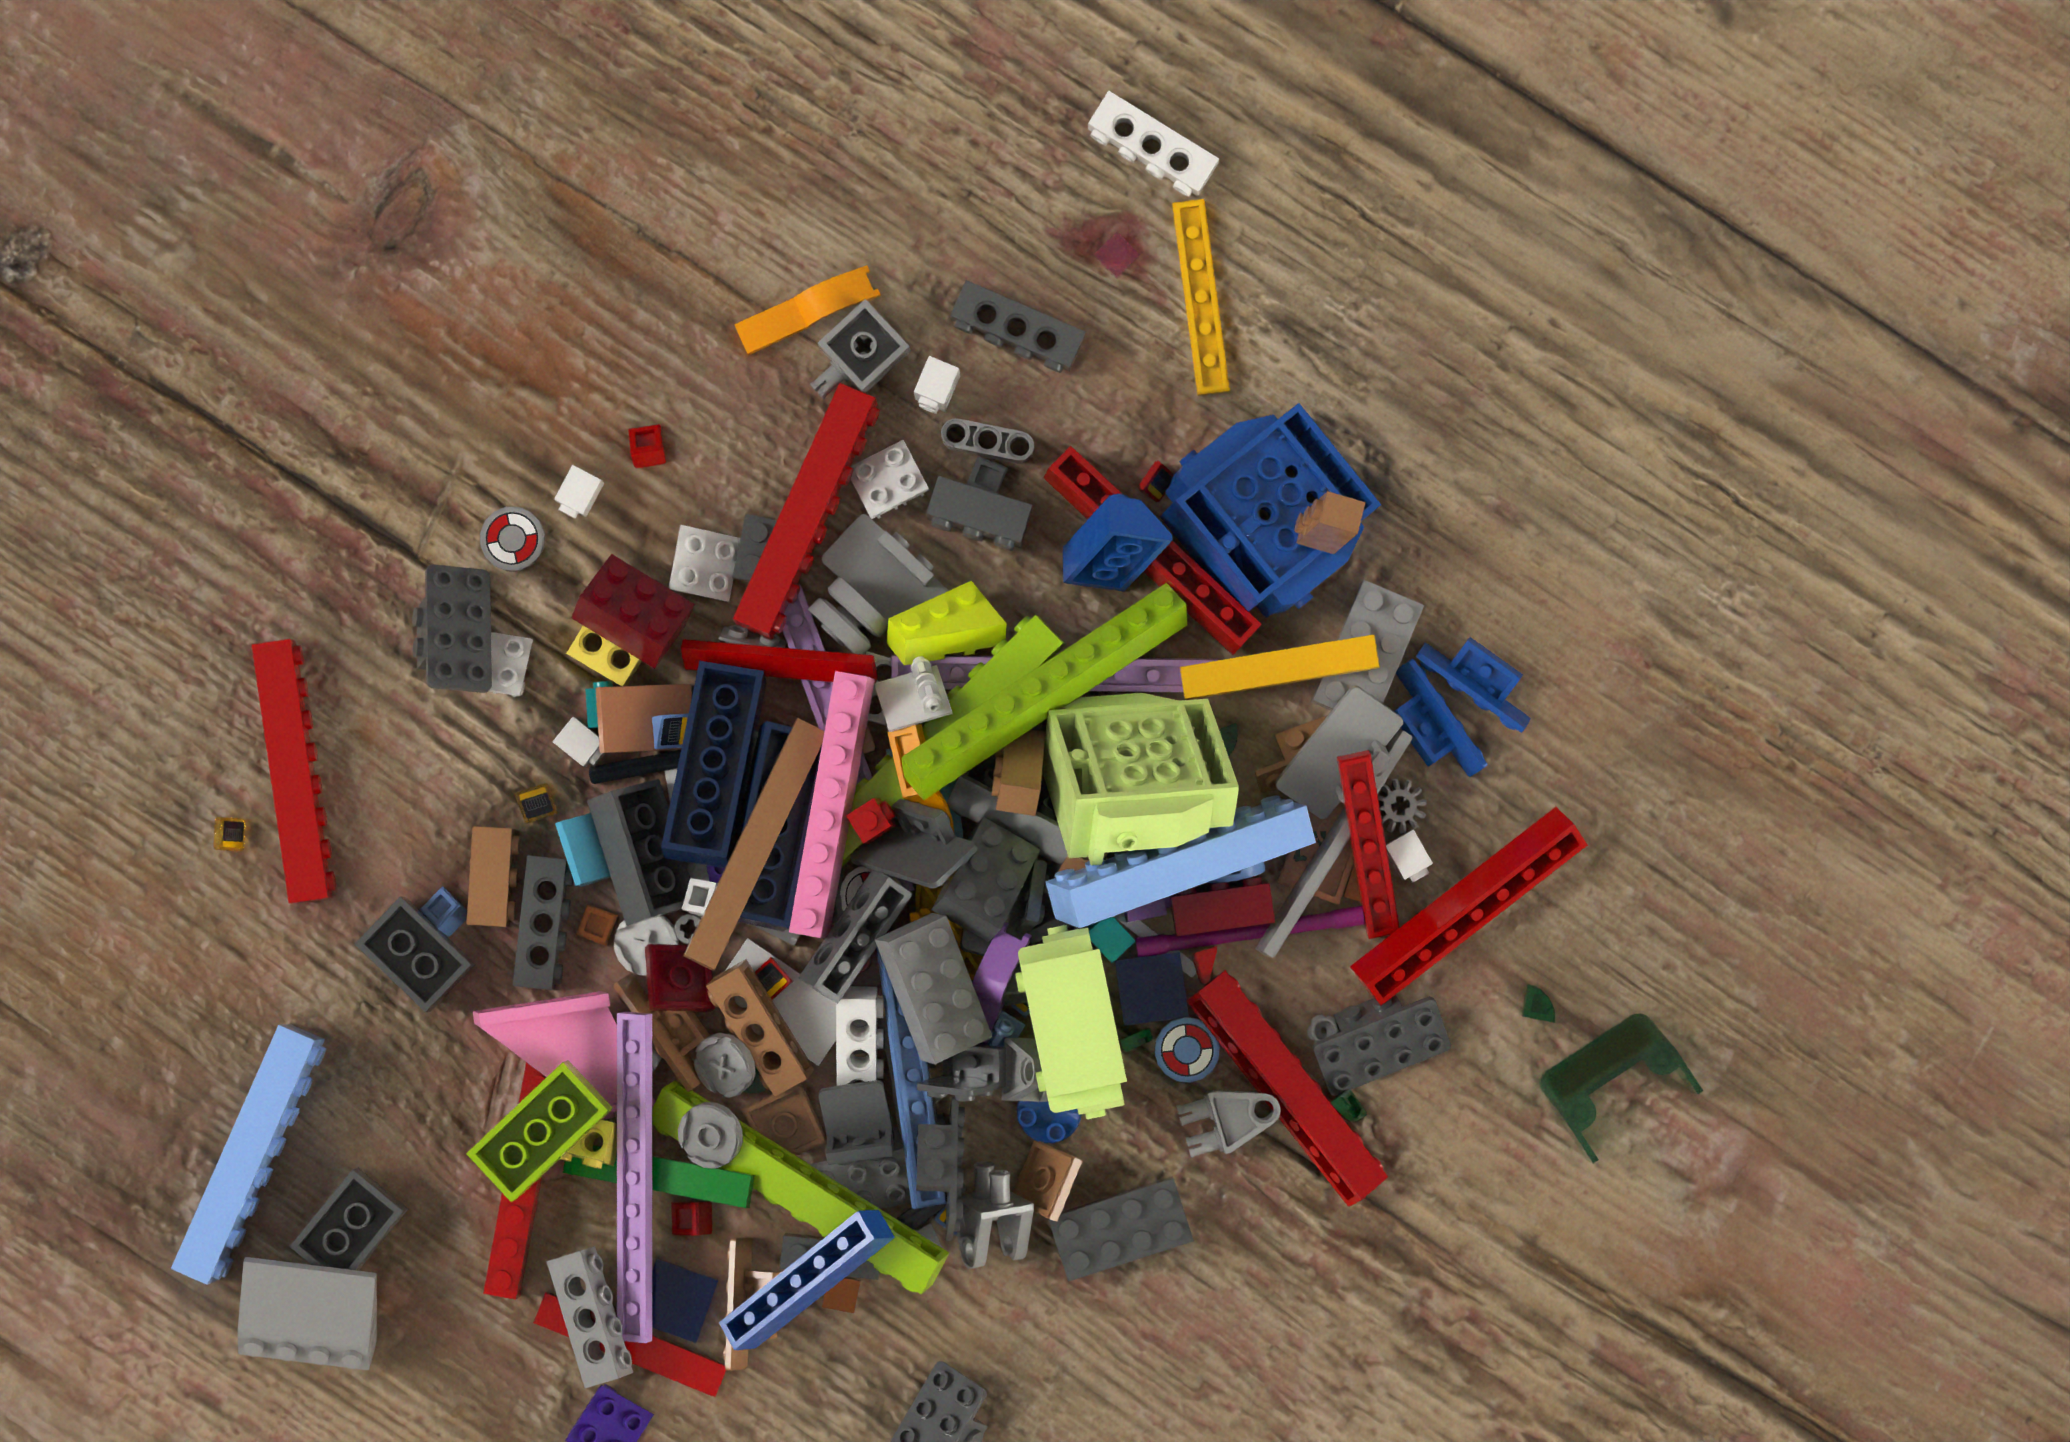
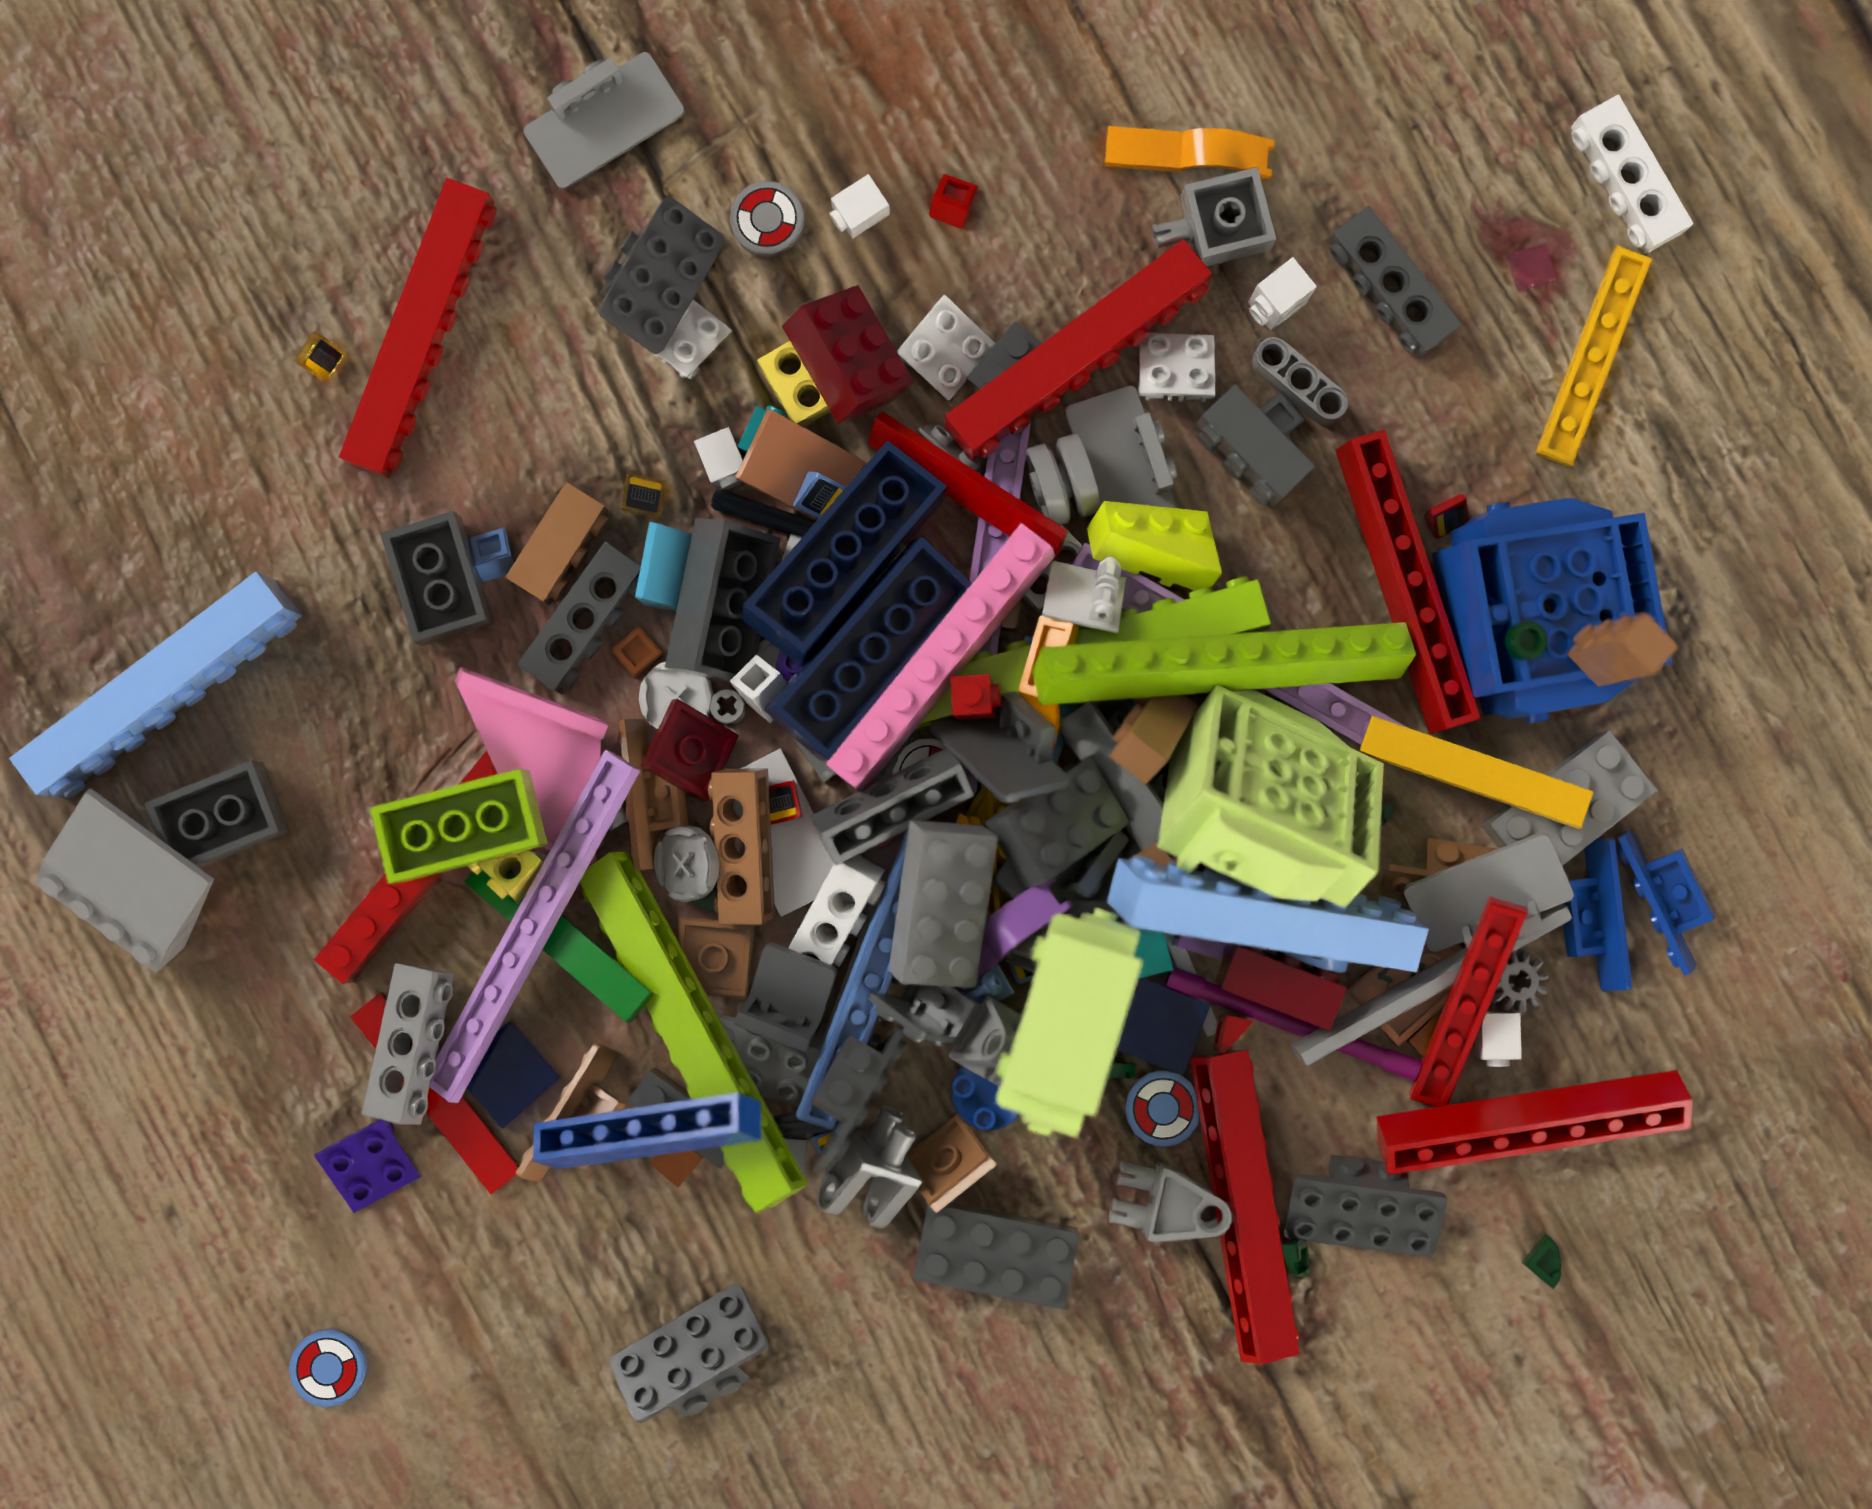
camera: 30 degrees right, 0 degrees up
(343, 531) = (602, 117): none -> light grey bracket
(691, 1218) = (568, 1000): red slope -> none
(710, 1135) = (631, 927): light grey tile -> none
(755, 844) = (840, 655): medium nougat tile -> none
(1114, 545) = (1378, 553): blue slope -> none
(1259, 551) = (1526, 640): none -> dark green tile
(1319, 1022) = (1312, 1154): light grey plate -> none
(1600, 1061) = (1582, 1356): clear green windscreen -> none

